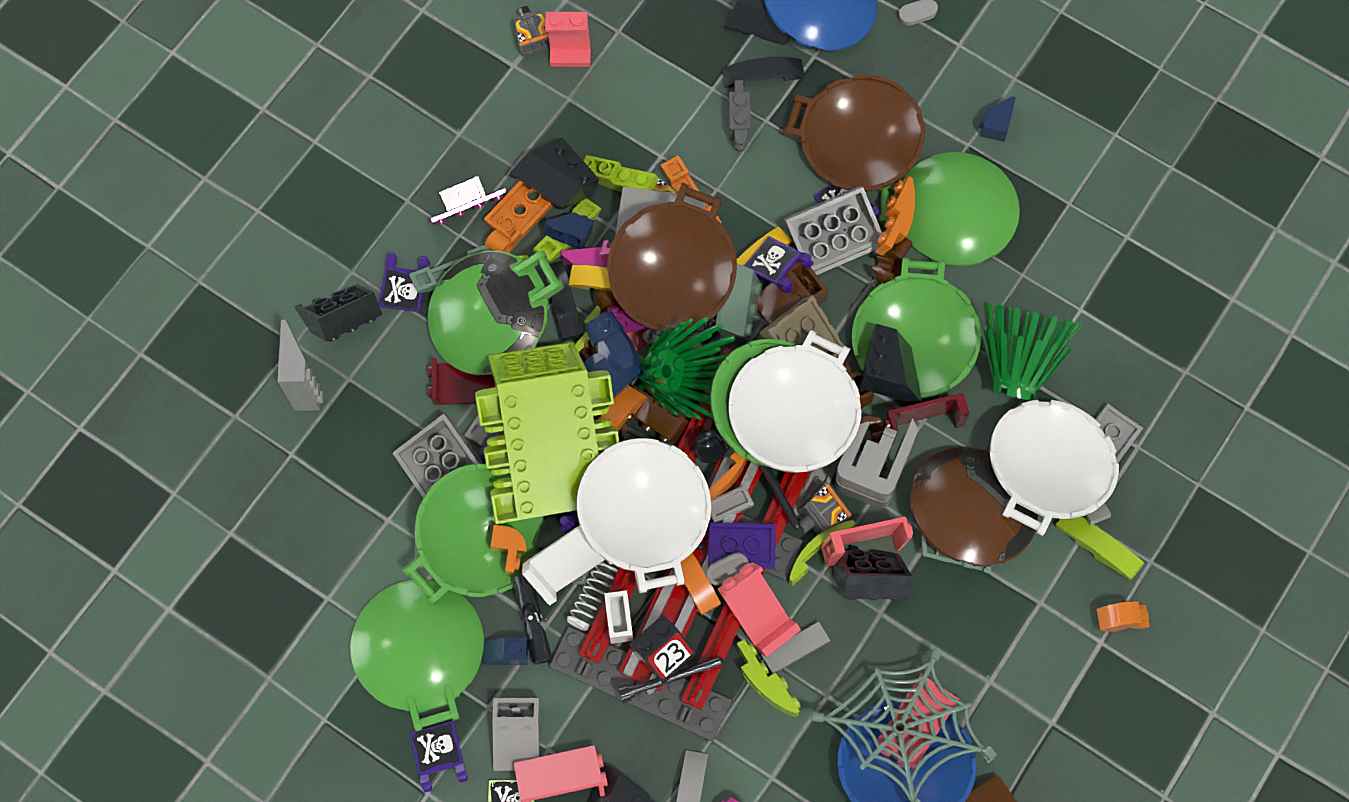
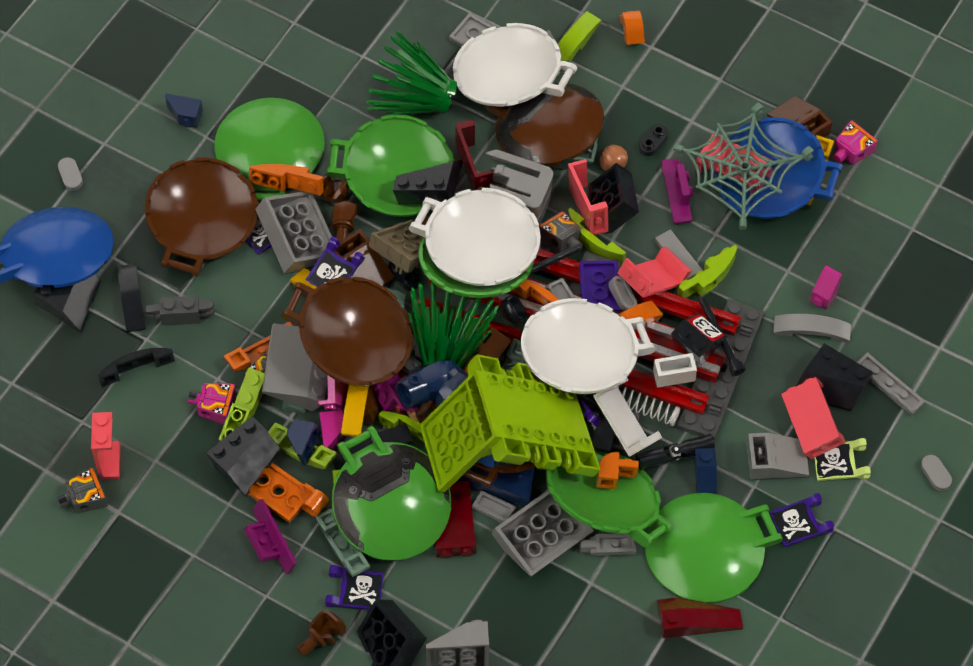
camera: 95 degrees left, 10 degrees down
(333, 622) = (690, 617): none -> dark red wedge
(354, 247) = (321, 631): none -> reddish brown piece
(628, 148) = (214, 401): none -> torso
(671, 55) = (135, 359): none -> black slope
(850, 276) = (342, 218): none -> reddish brown piece
(883, 653) = (678, 190): none -> magenta bracket
(932, 583) = (611, 155): none -> nougat hair
(959, 633) = (653, 138): none -> black plate

